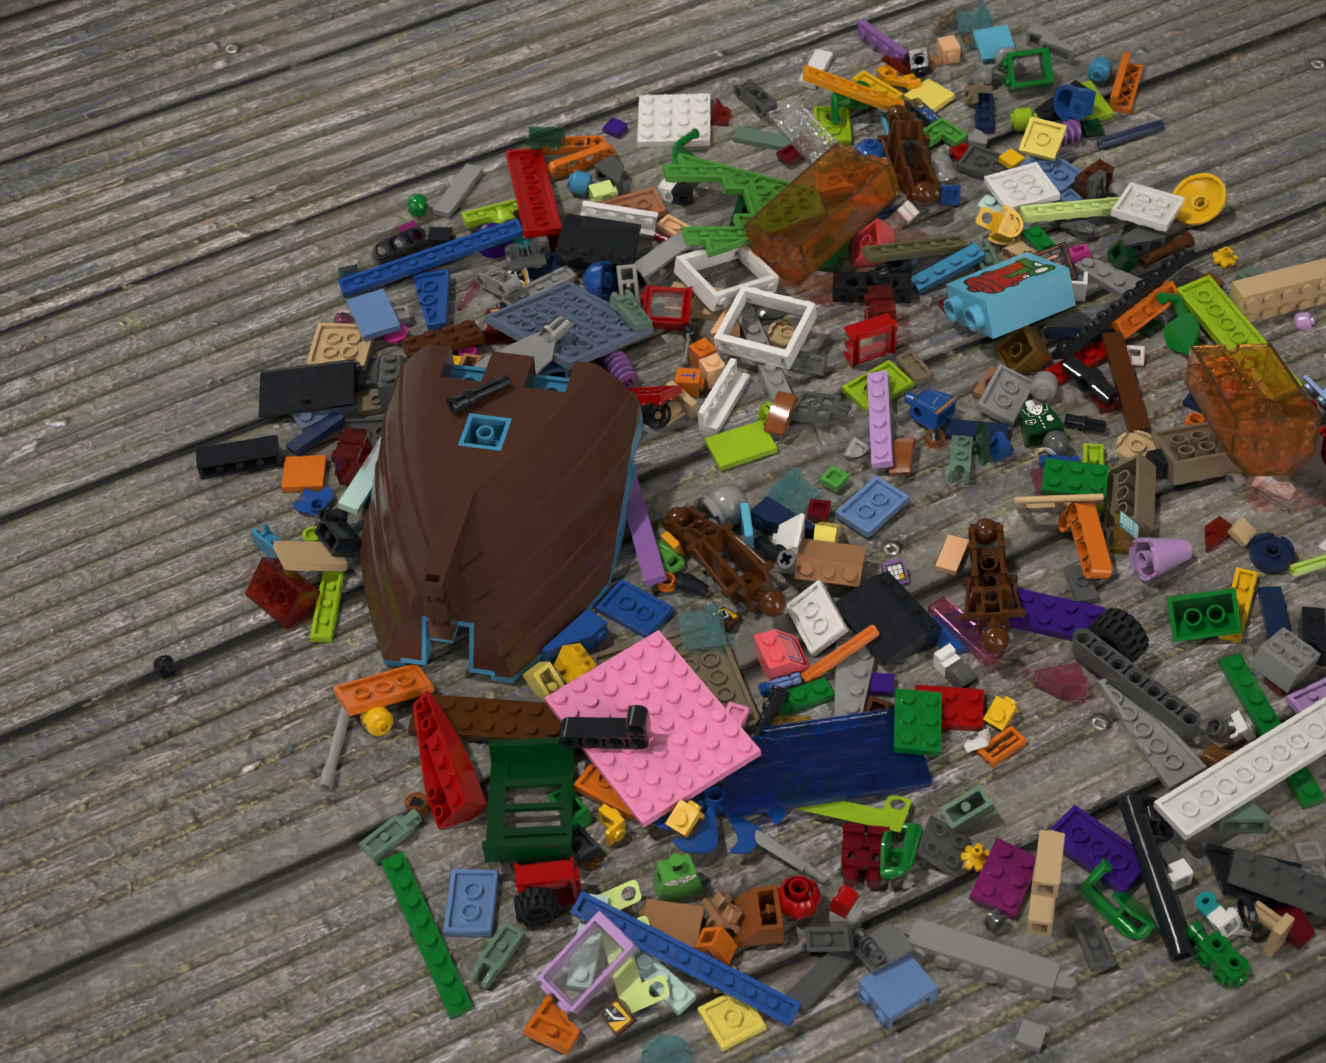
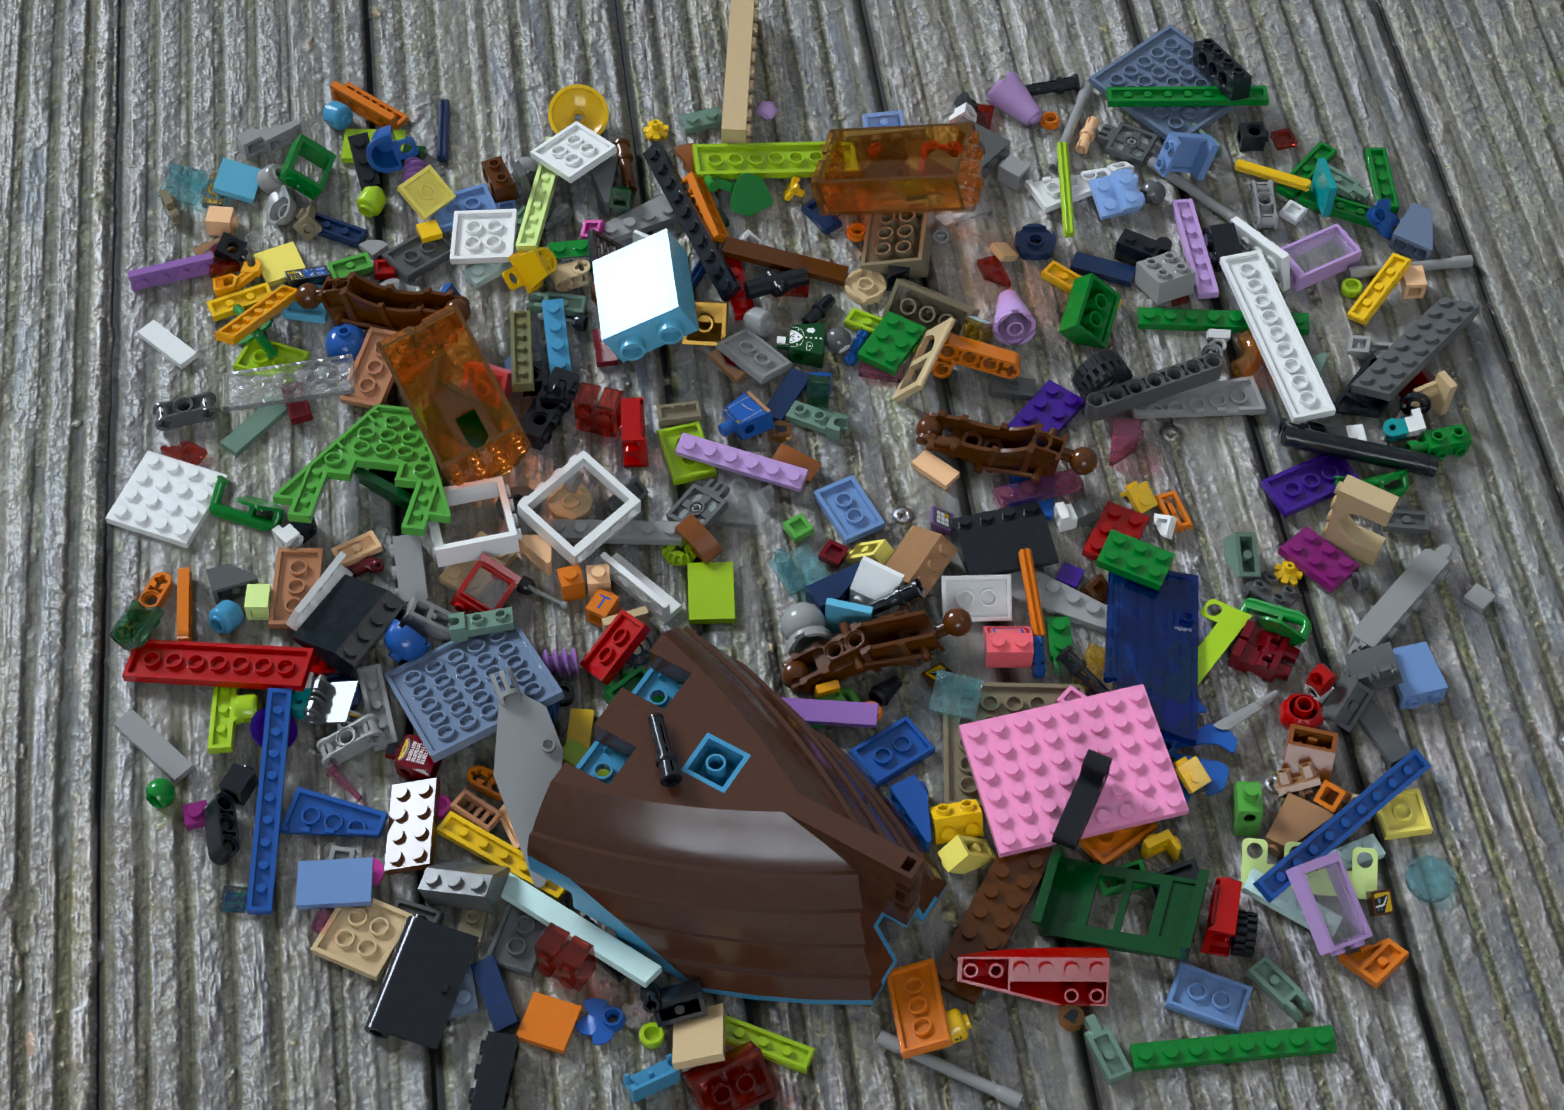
camera: 75 degrees left, 5 degrees up
(615, 127) = (143, 558): dark purple tile -> none

